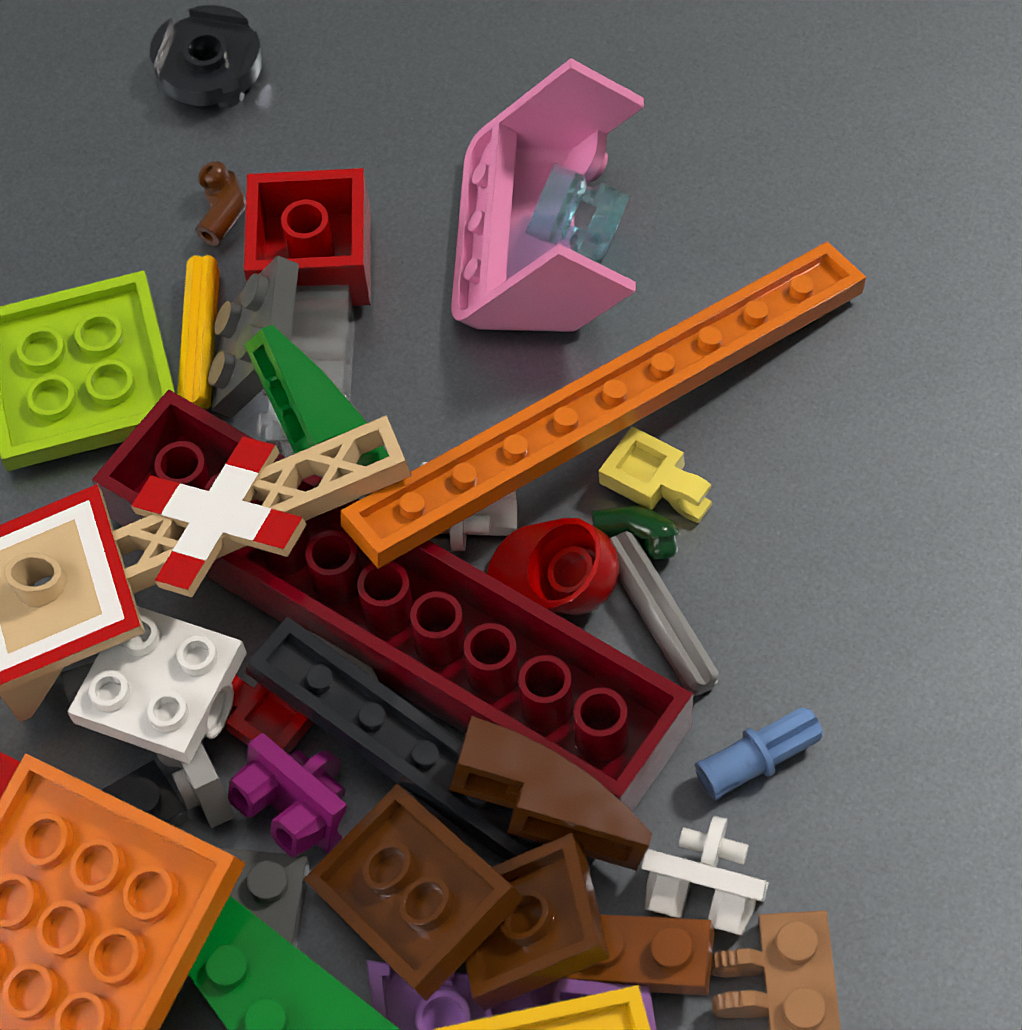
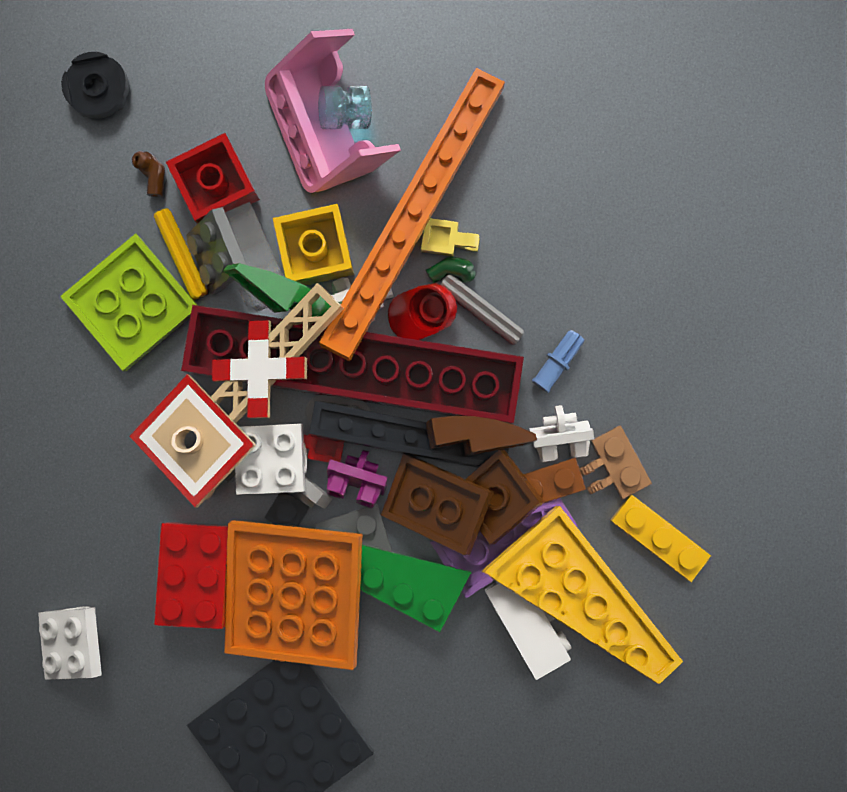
camera: 25 degrees left, 25 degrees up
(425, 381) = (313, 245): none -> yellow brick

